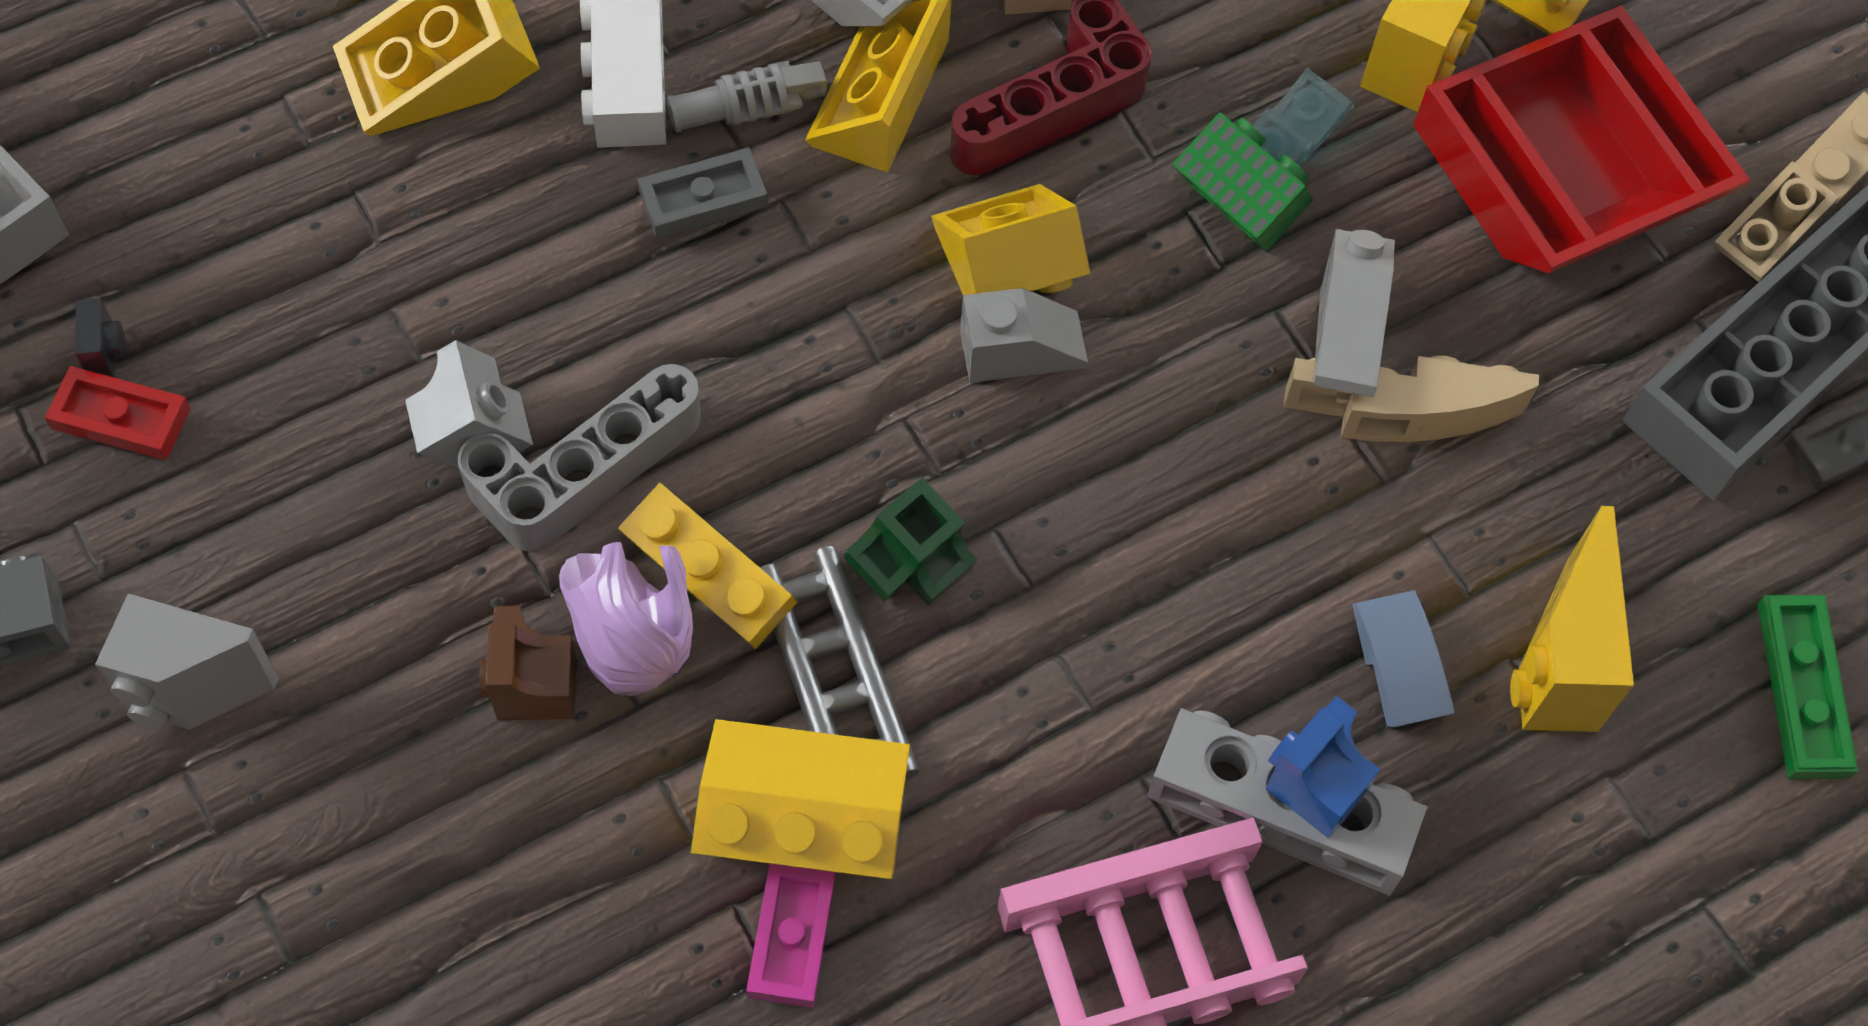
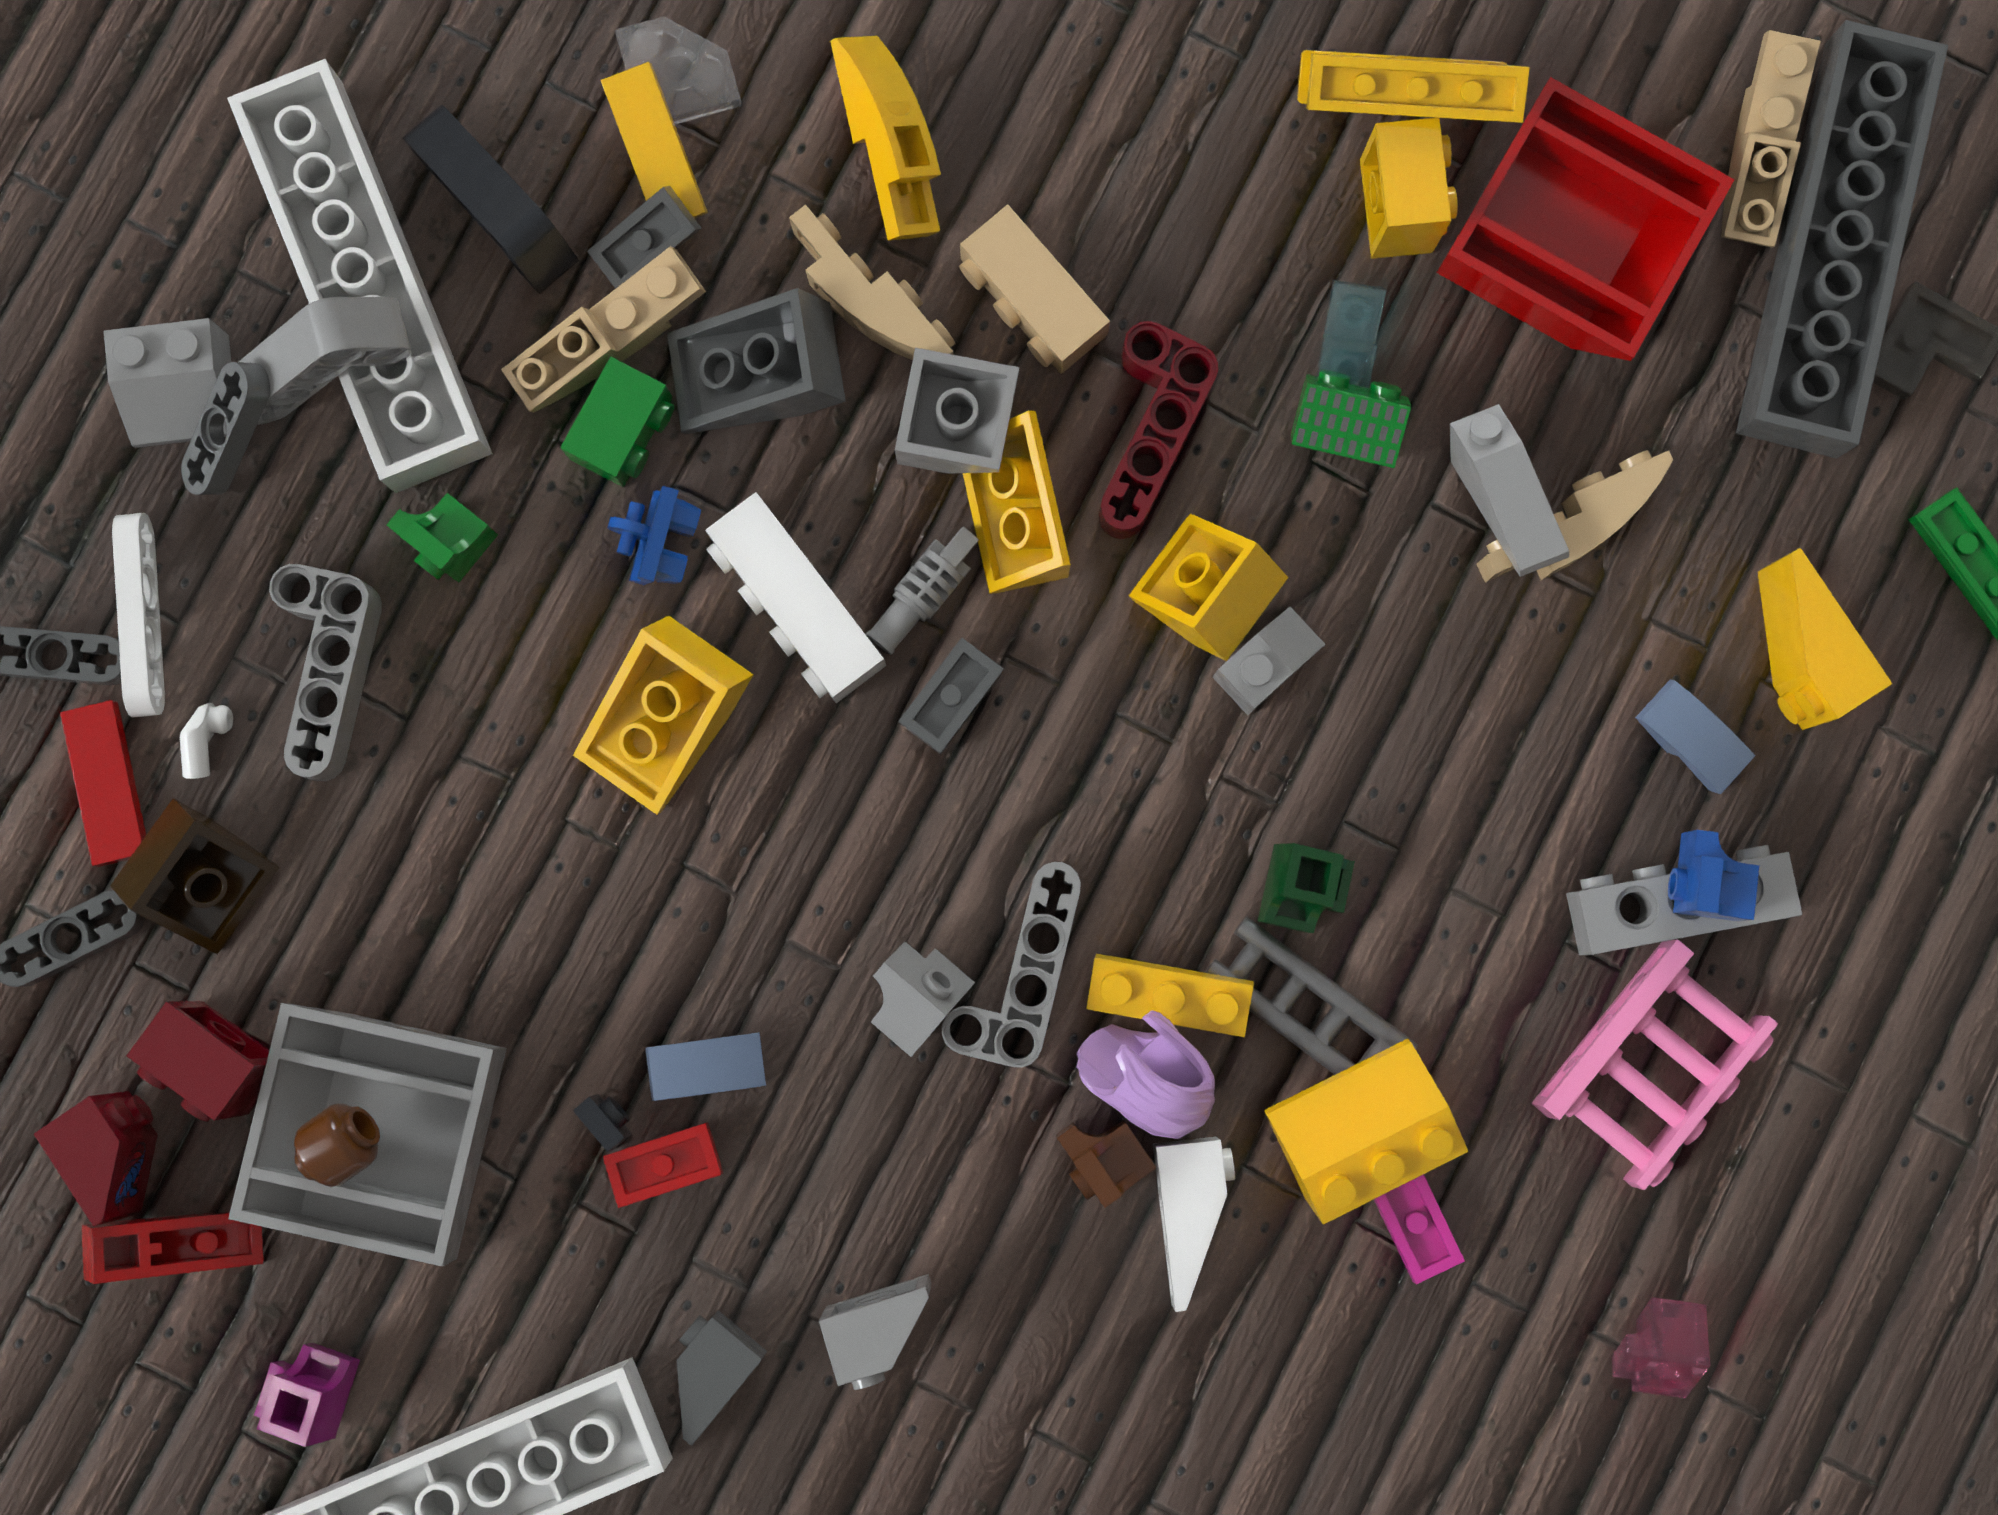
camera: 30 degrees left, 20 degrees up
(228, 354) = (705, 1066): none -> sand blue slope
(574, 769) = (1191, 1199): none -> white slope

